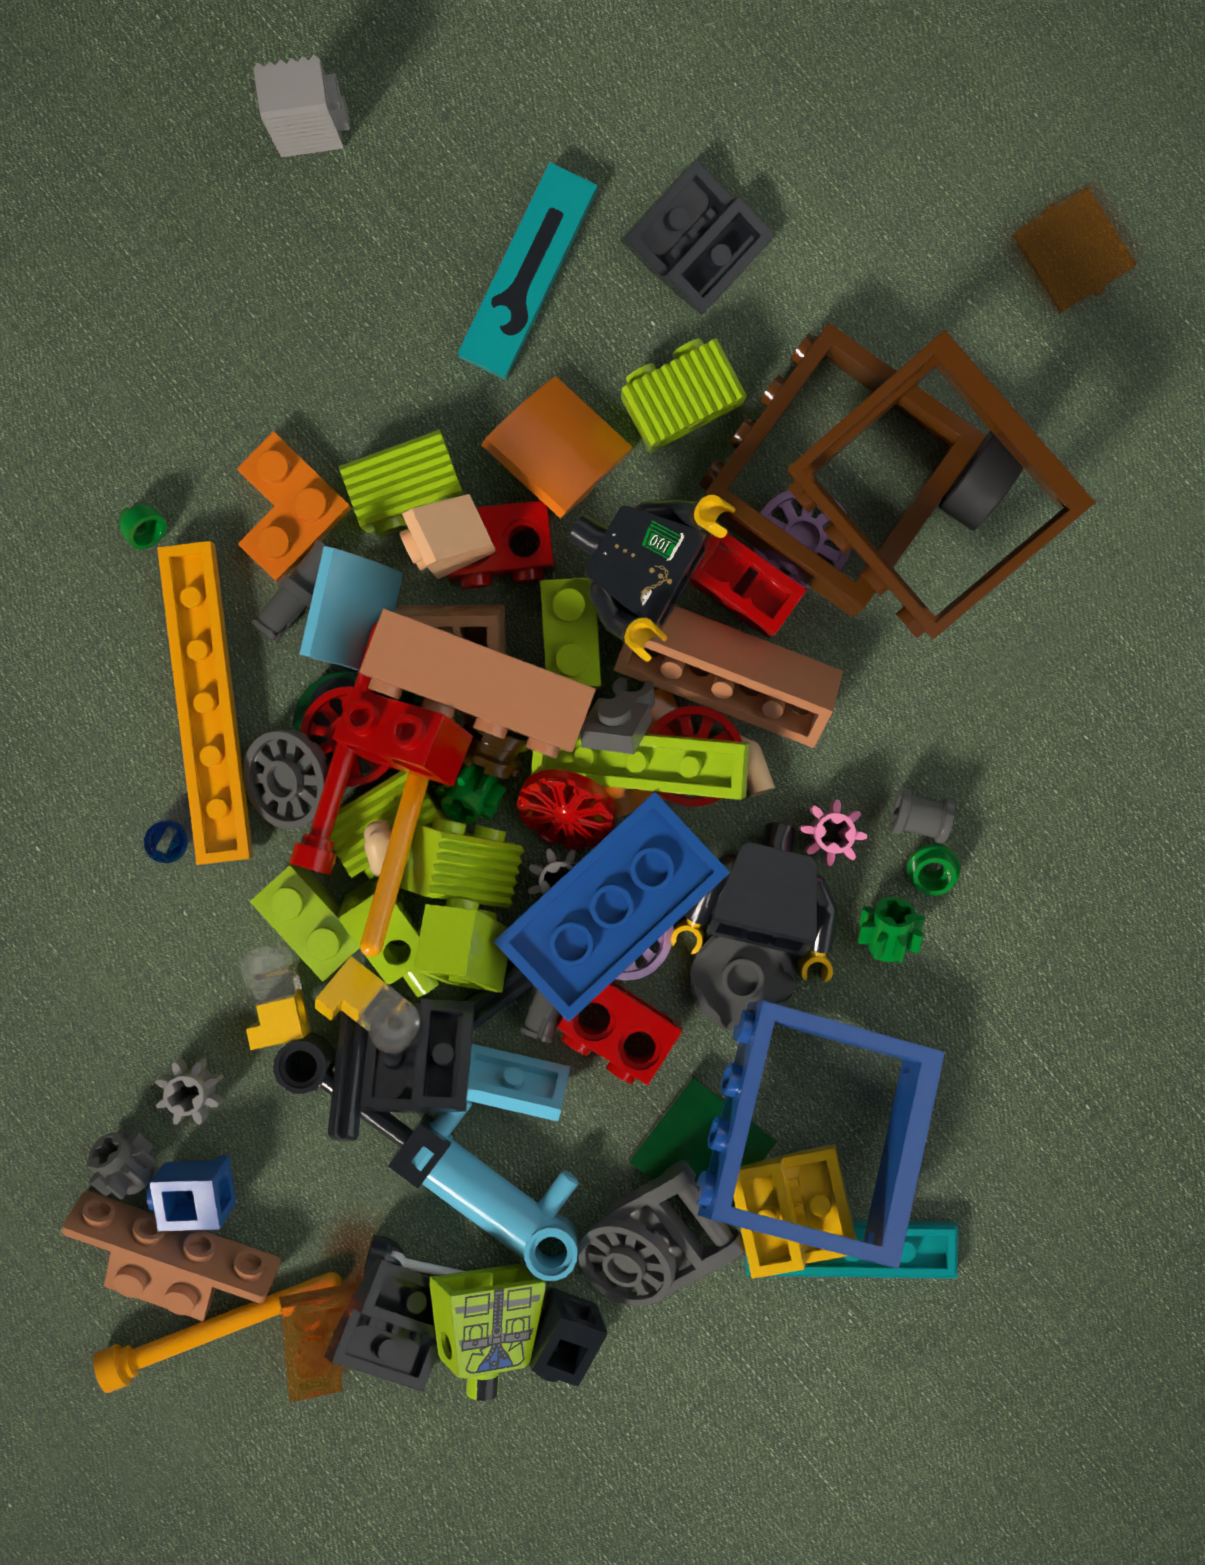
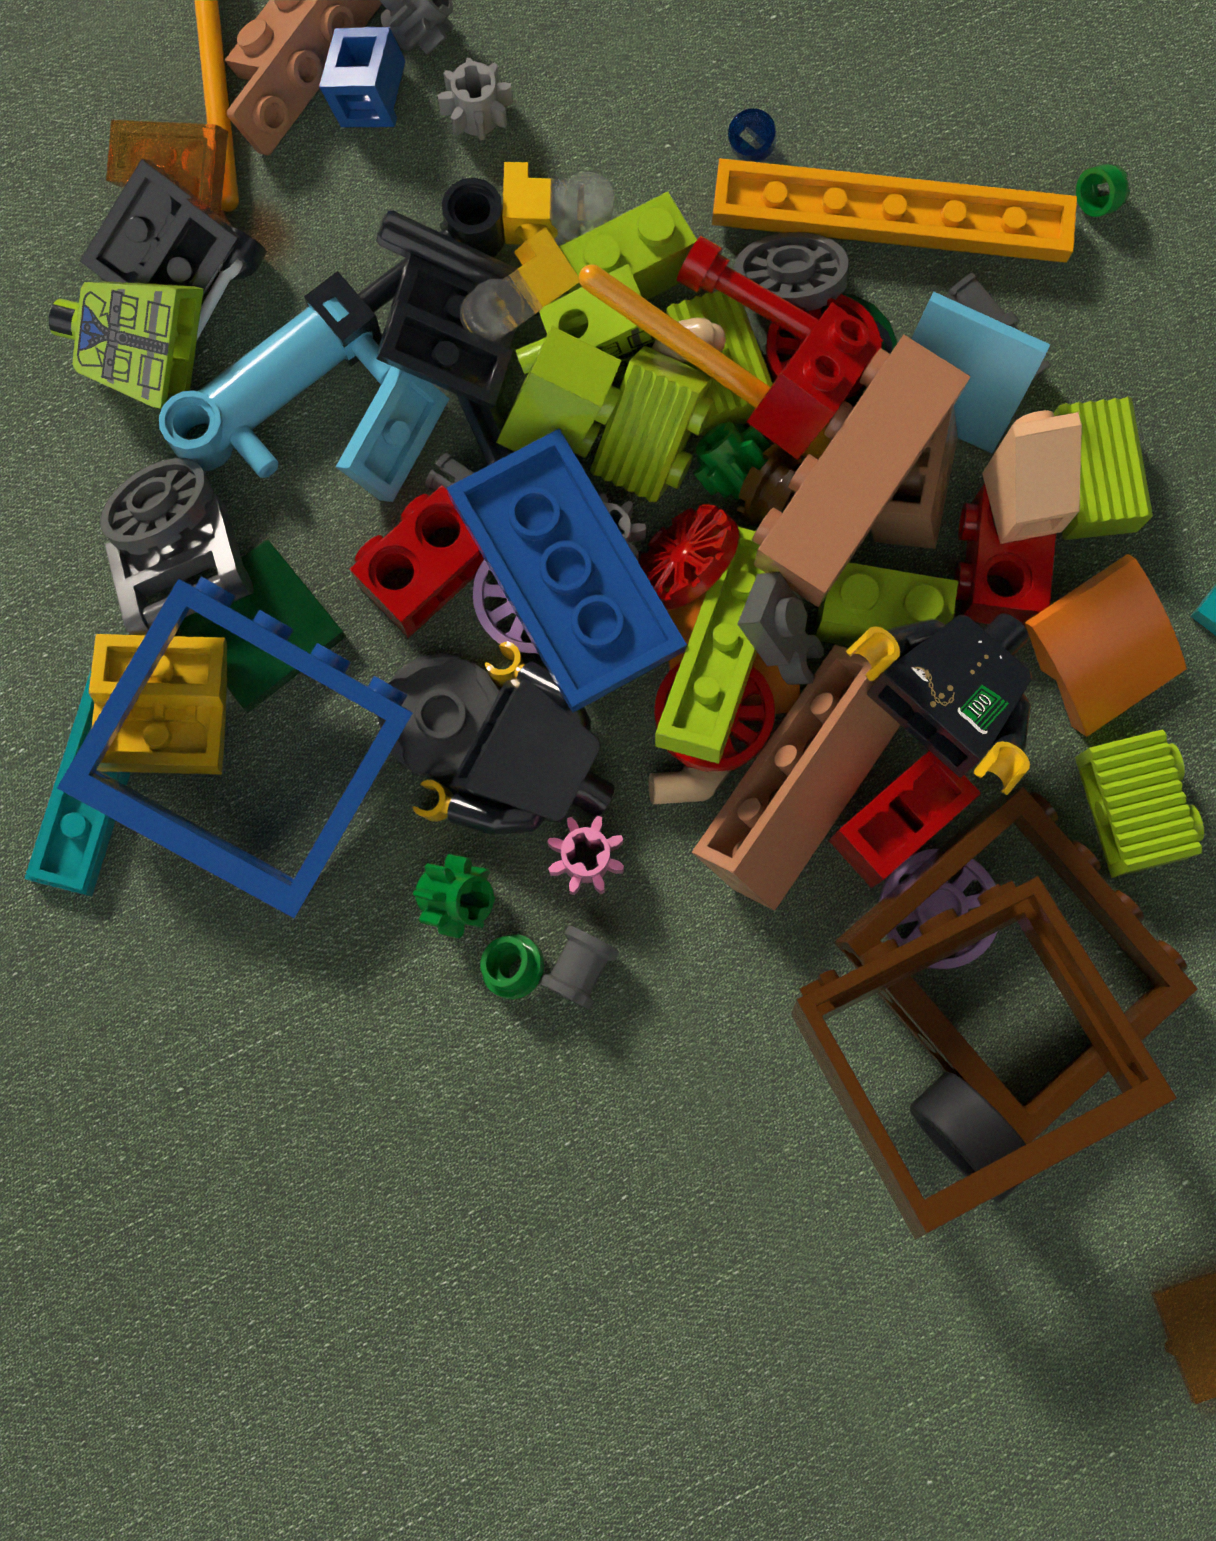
camera: 100 degrees right, 10 degrees down
(302, 508) = (1092, 361): orange plate -> none
(567, 1338) = (91, 421): black brick -> none

